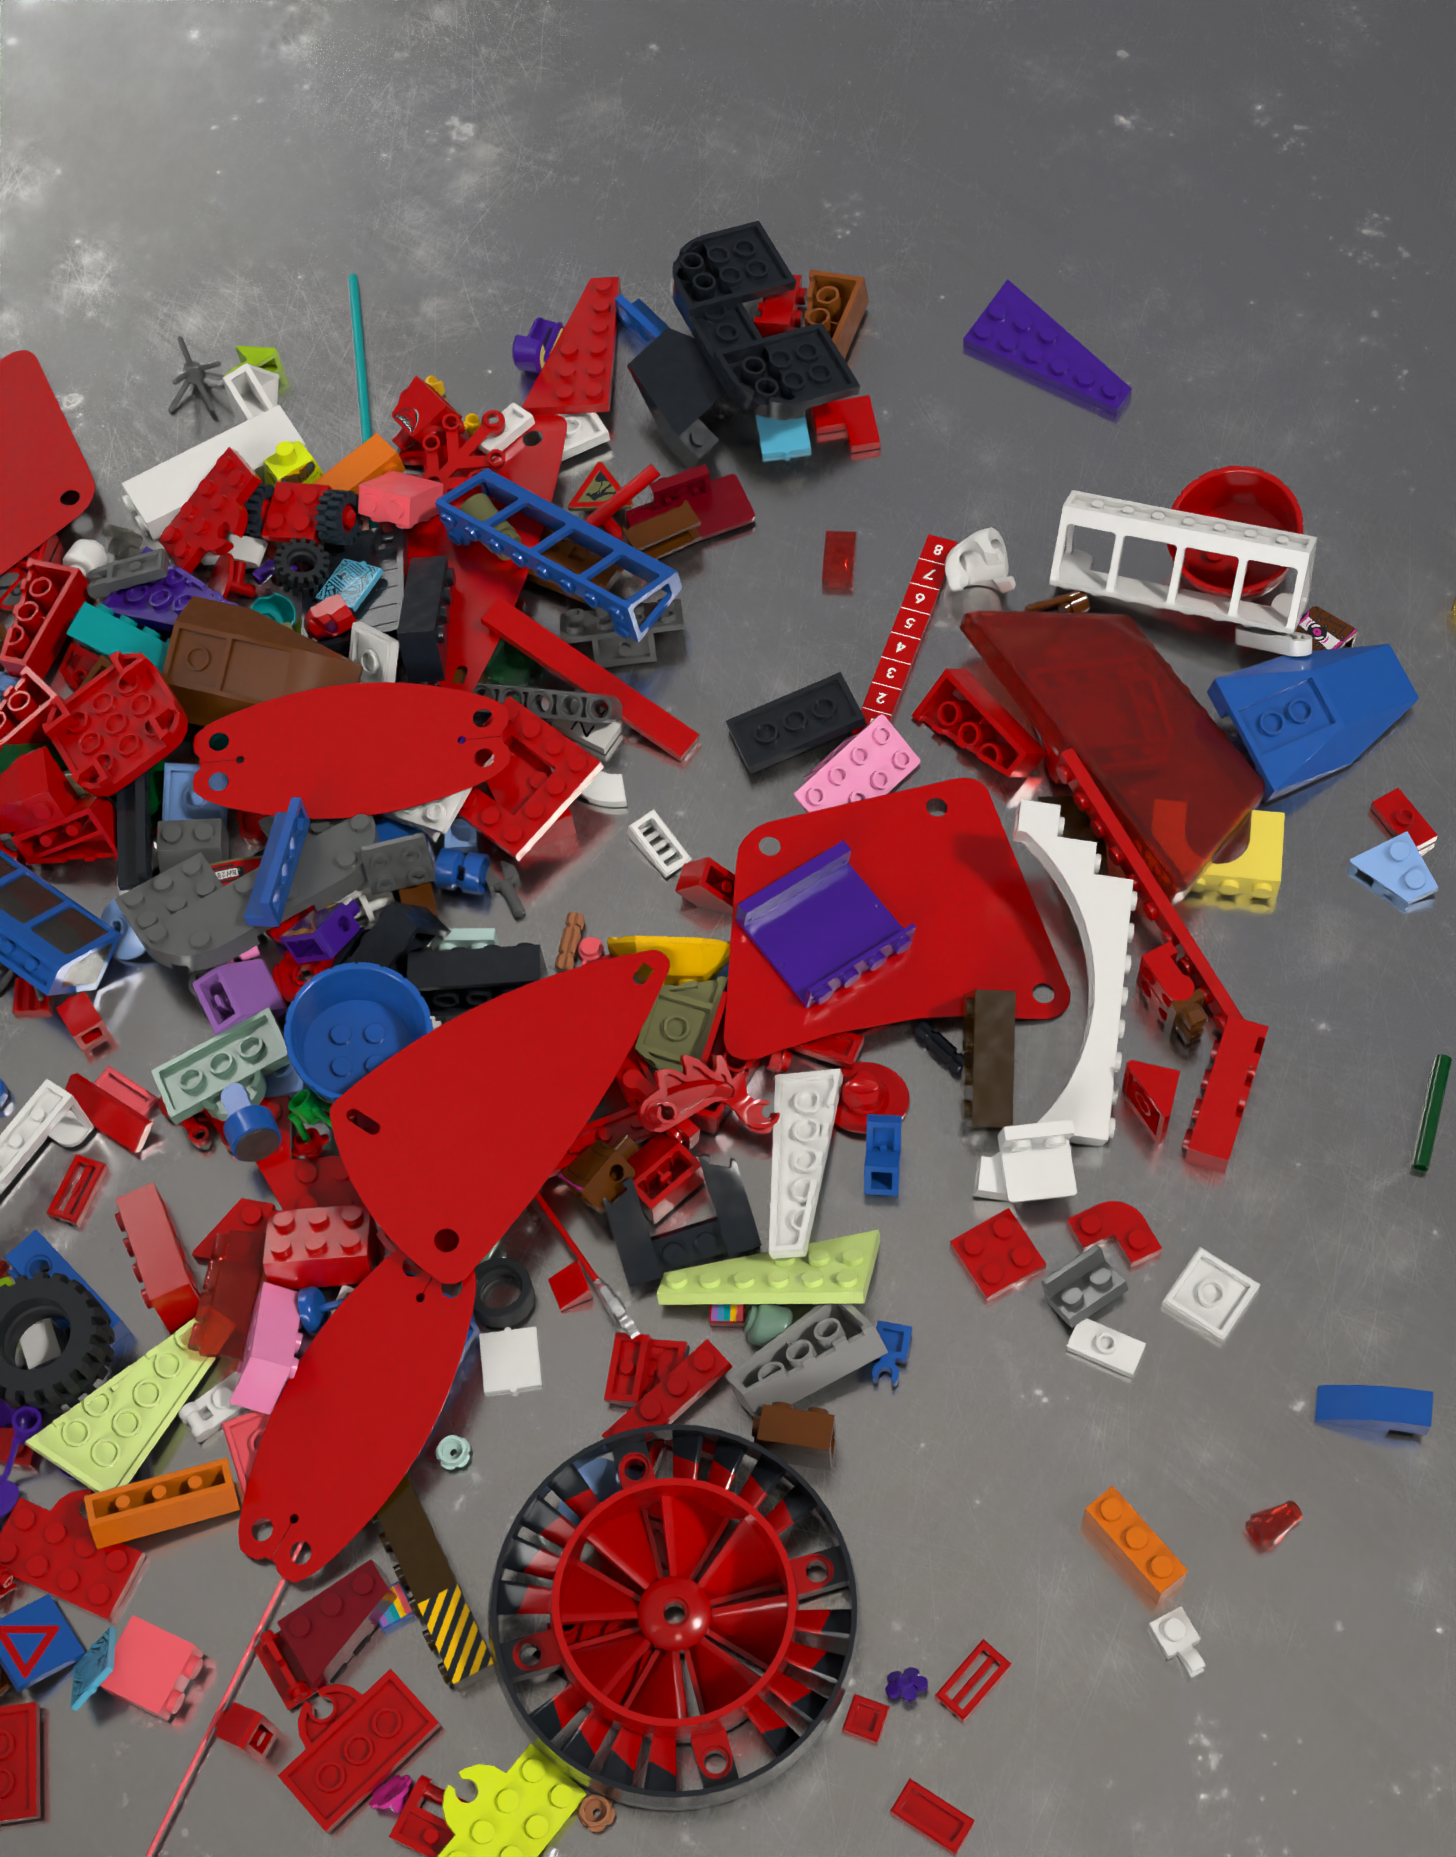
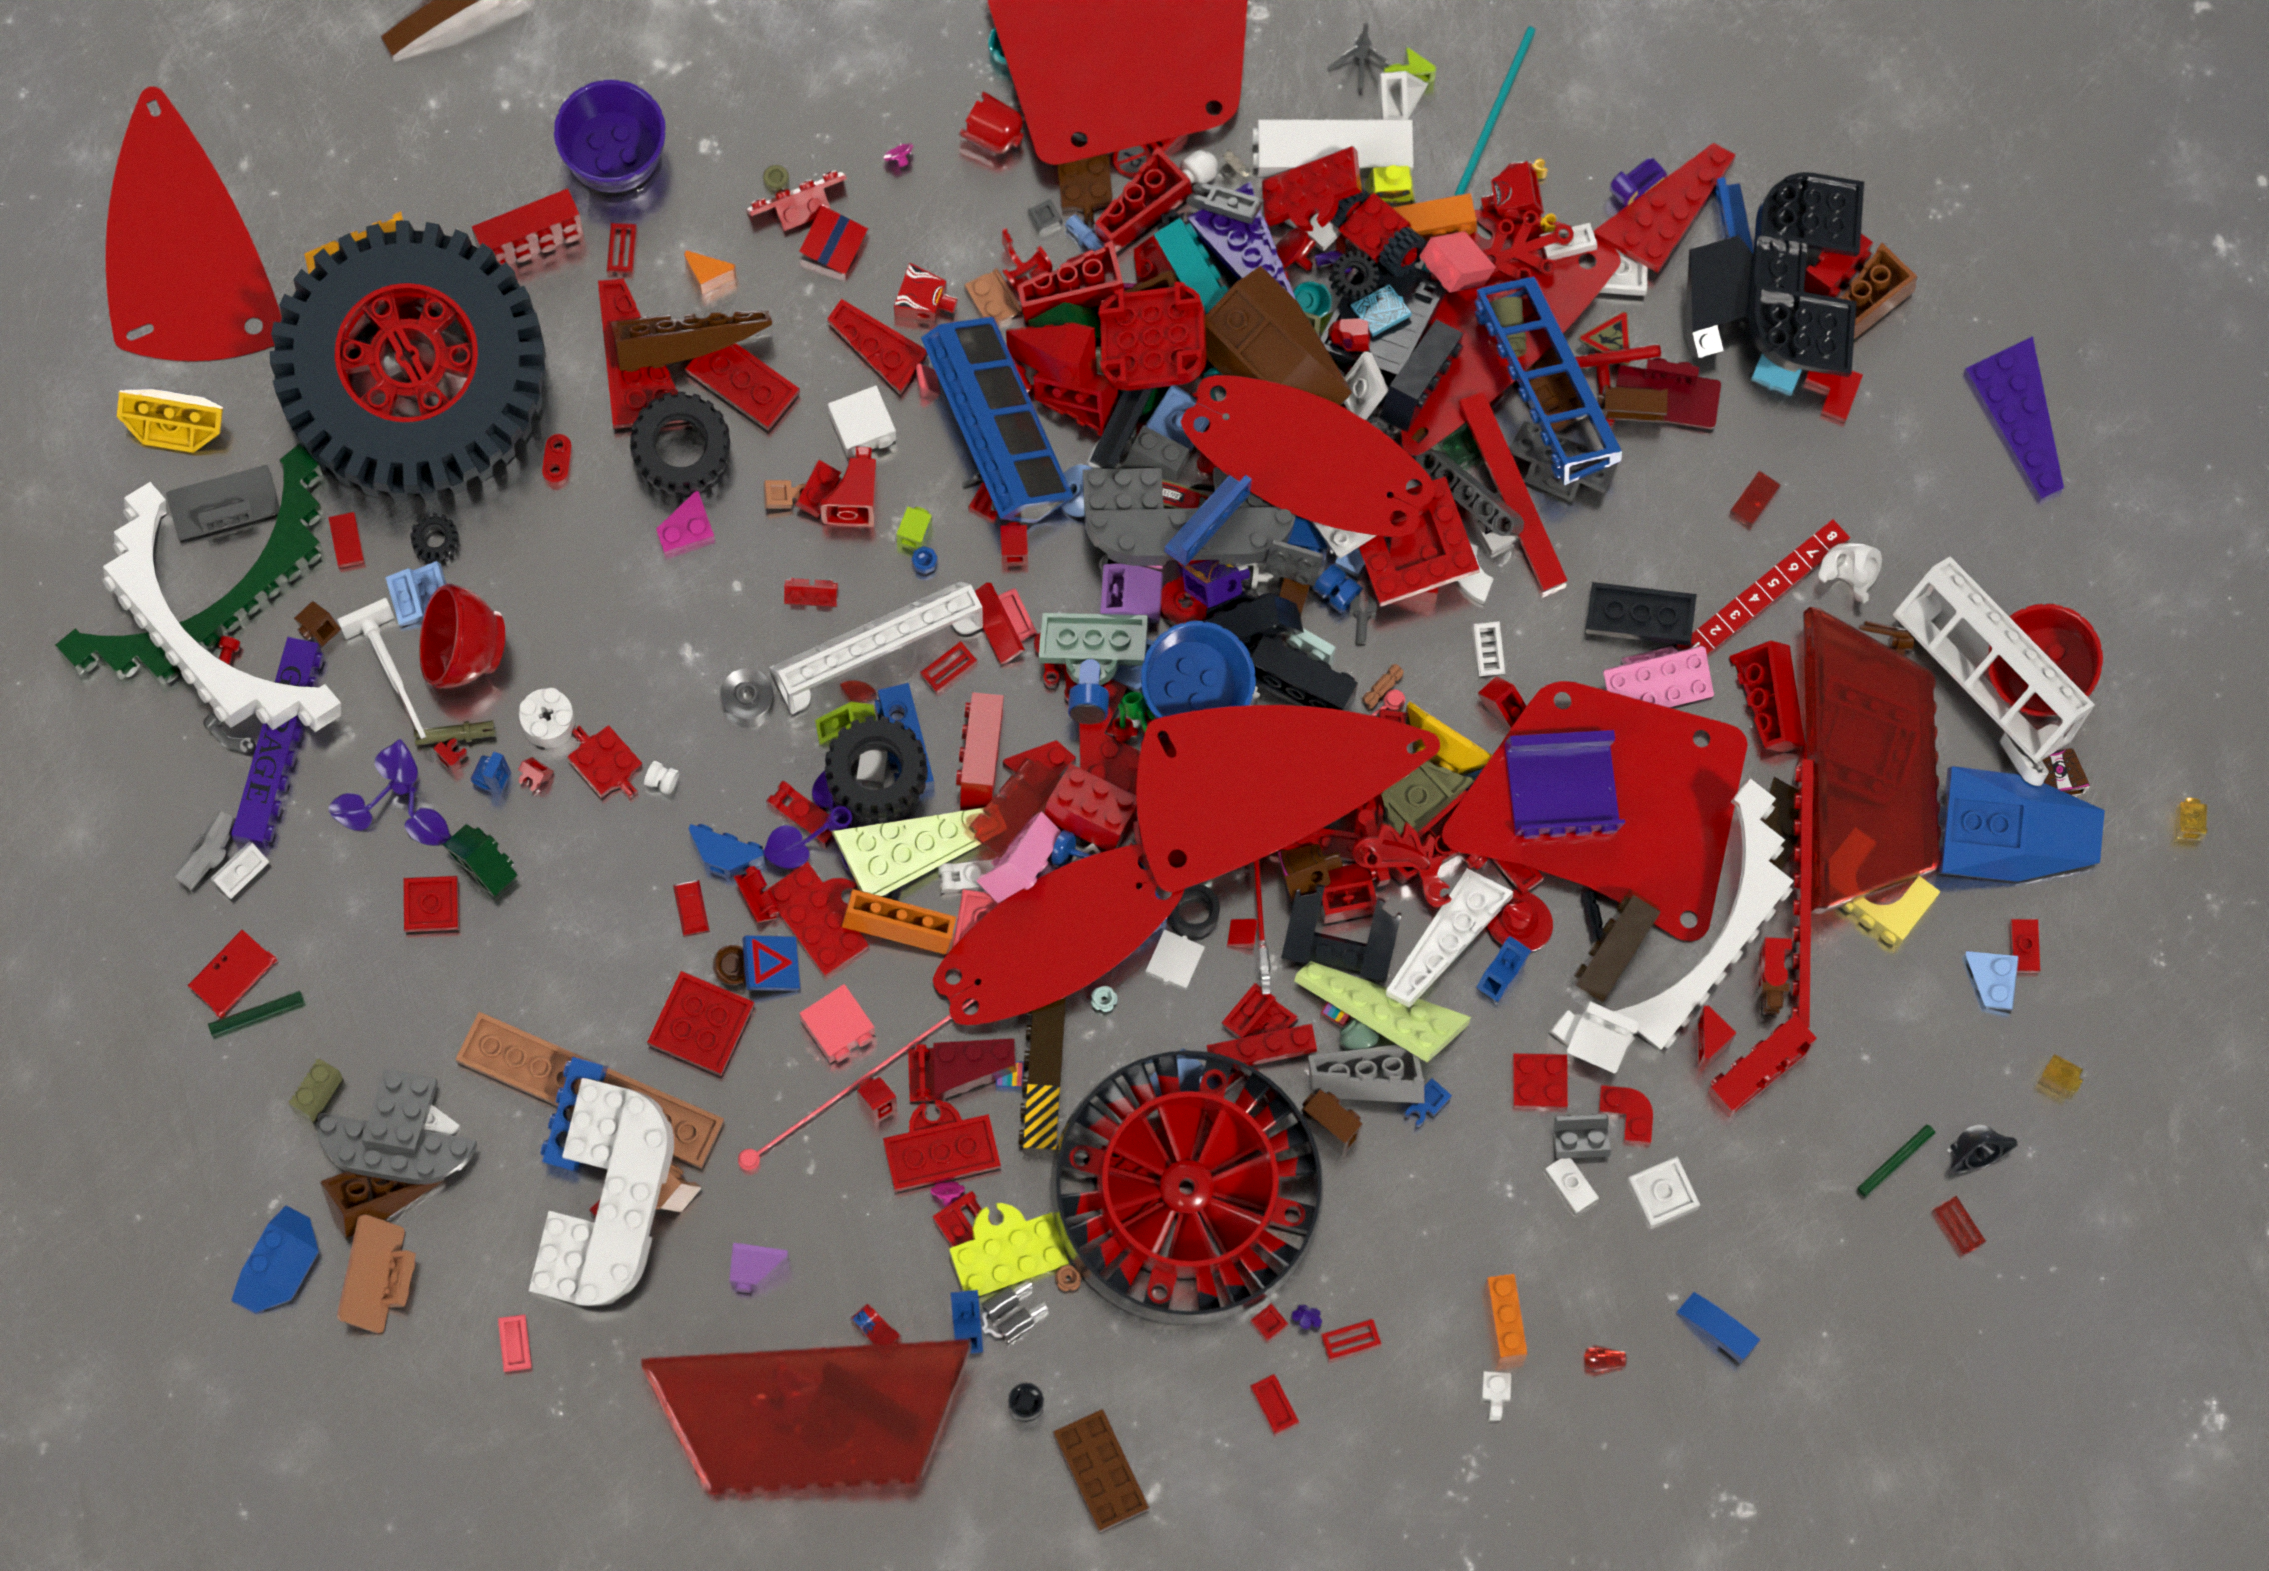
camera: 20 degrees right, 10 degrees up
(93, 1668) = (802, 1002): medium azure piece -> none

